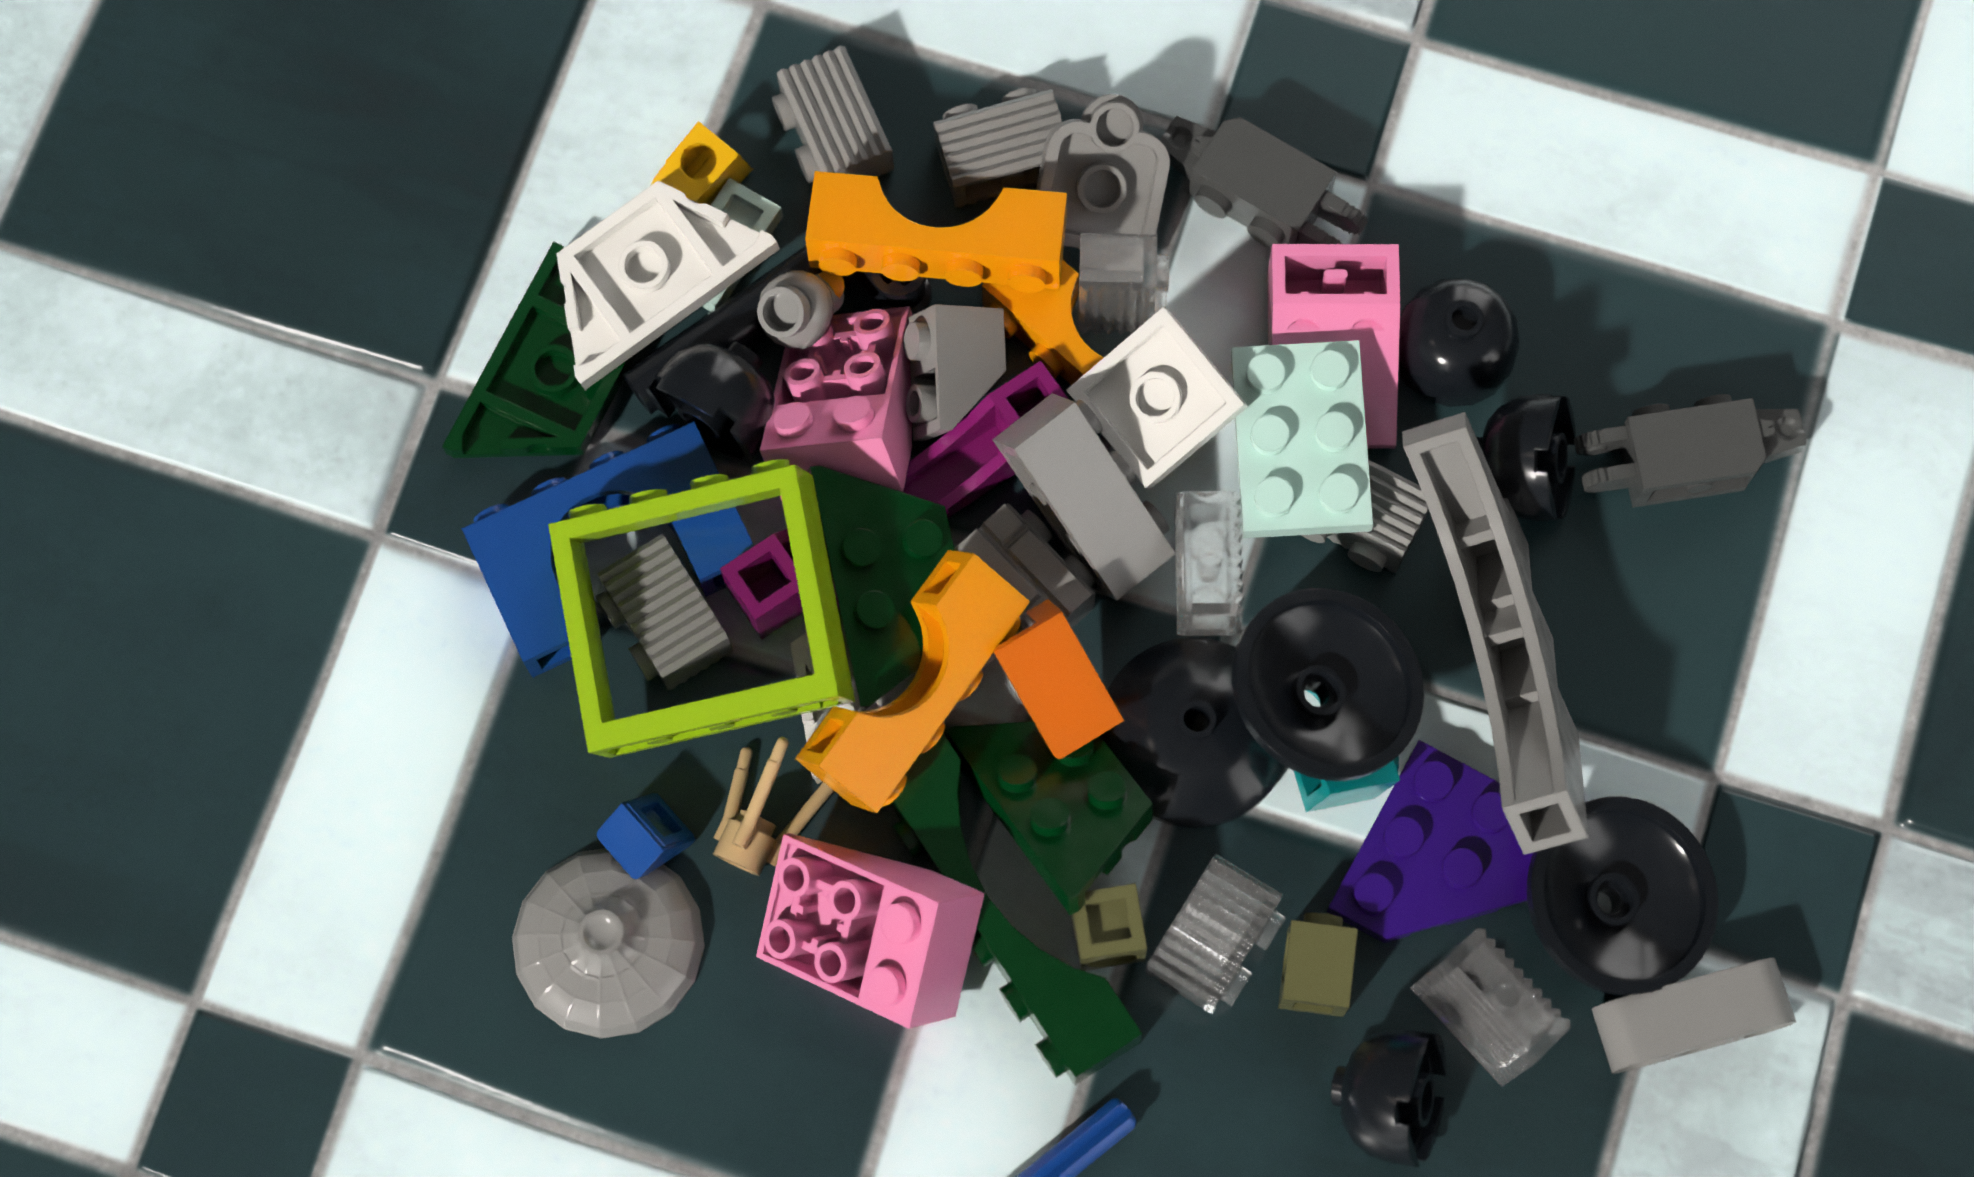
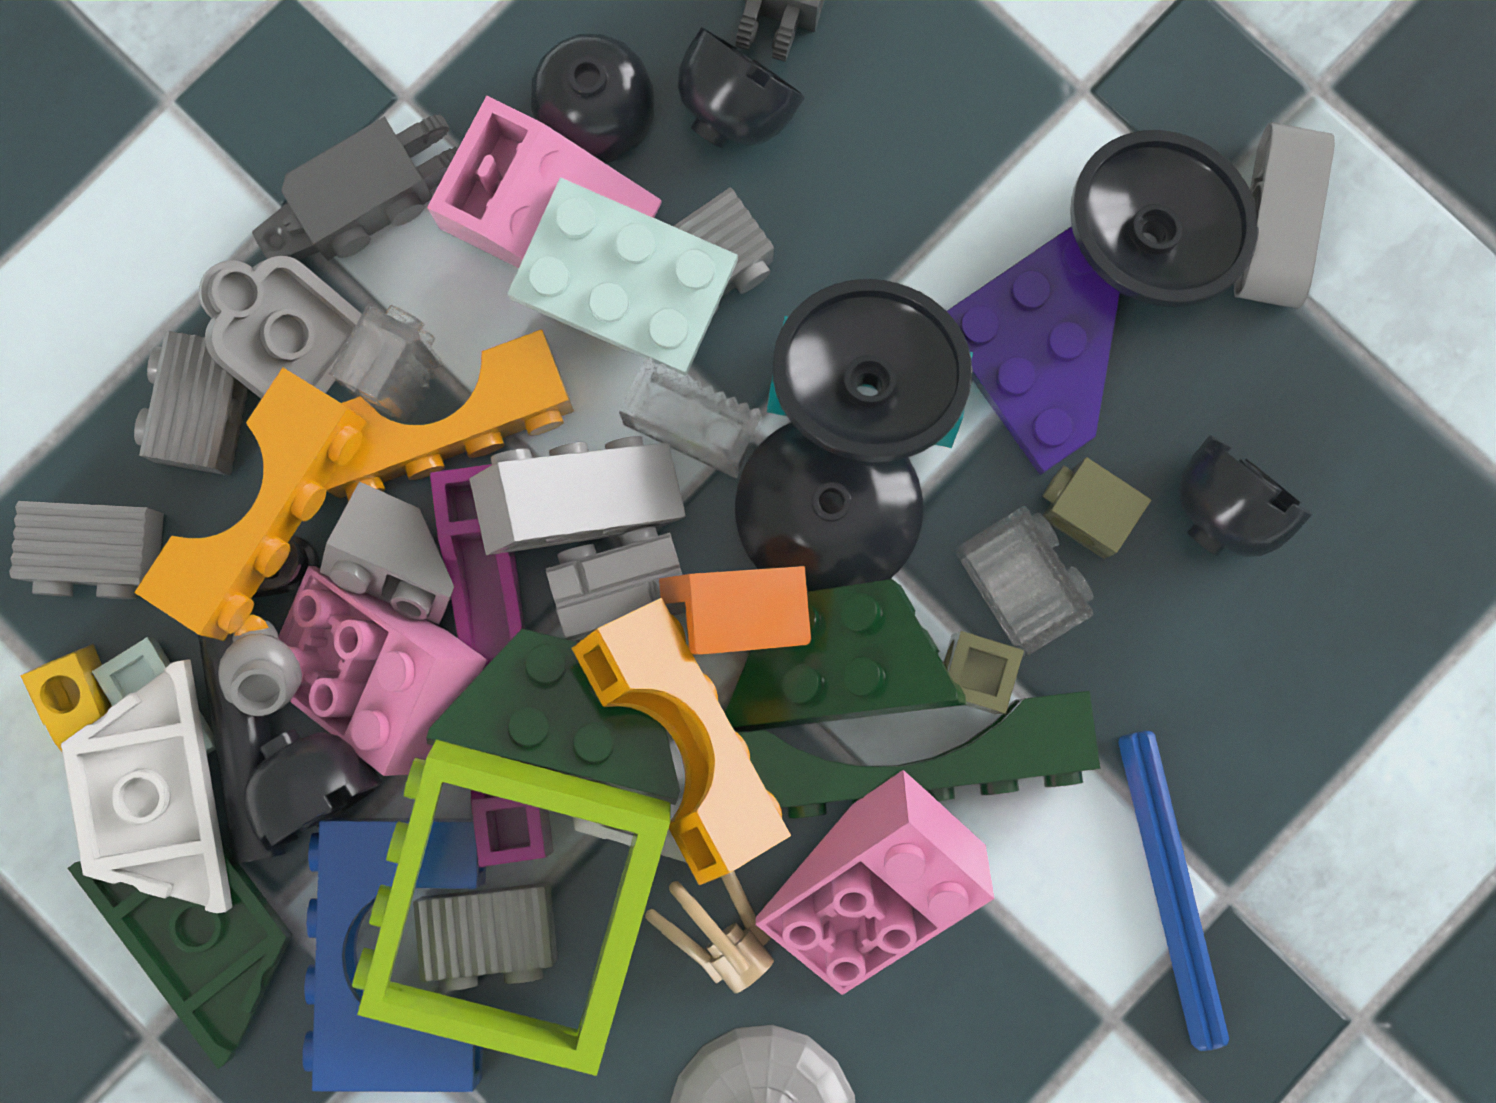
camera: 70 degrees left, 10 degrees up
(644, 835) = (685, 1047): blue slope -> none
(1158, 398) = (521, 384): white plate -> none
(1491, 1007) = (1205, 378): clear brick -> none
(1508, 633) = (897, 194): light grey arch -> none

